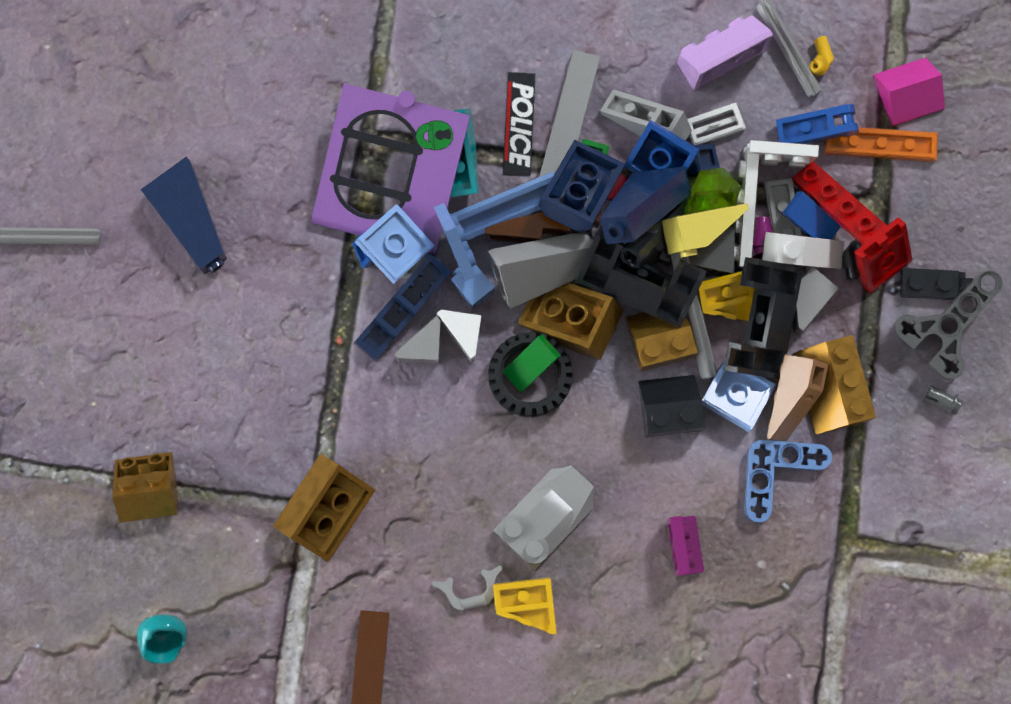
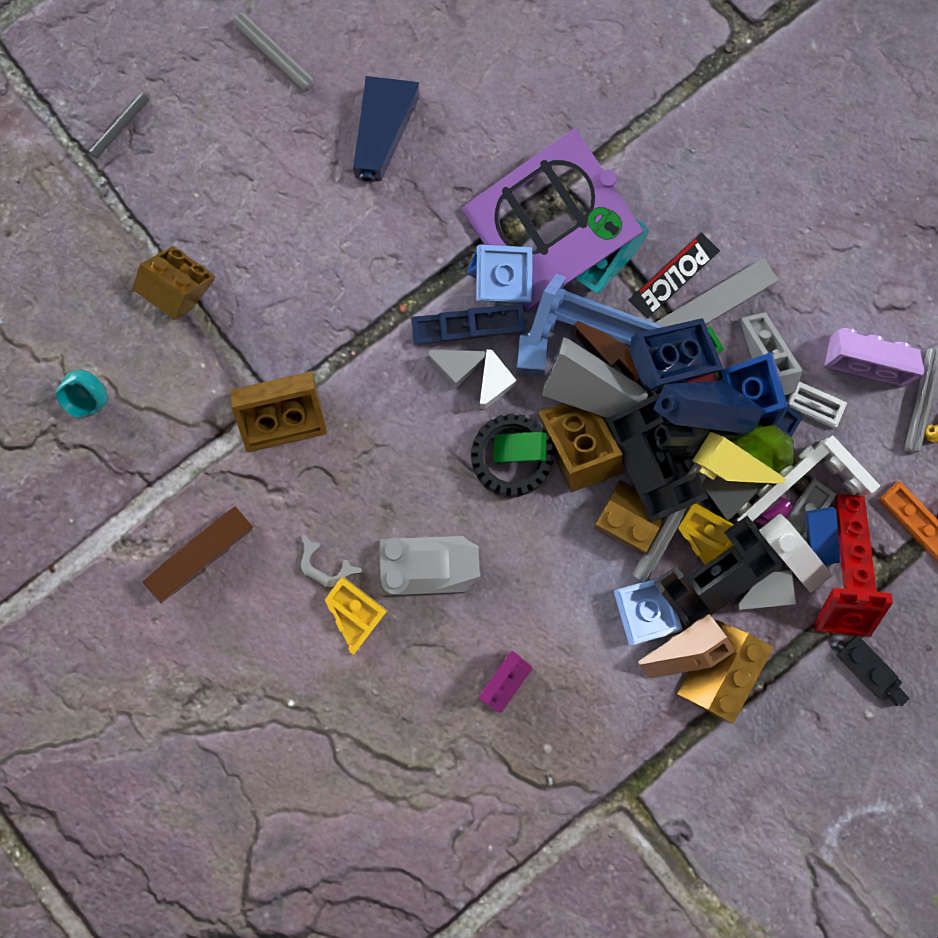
camera: 45 degrees right, 0 degrees up
(671, 406) = (591, 573): black slope -> none
(775, 460) = (629, 683): medium blue beam -> none
(817, 125) = (894, 474): blue plate -> none
(849, 260) = (822, 594): black arm -> none
(943, 400) = (796, 760): dark grey pin -> none
(950, 343) = (843, 724): dark grey beam -> none

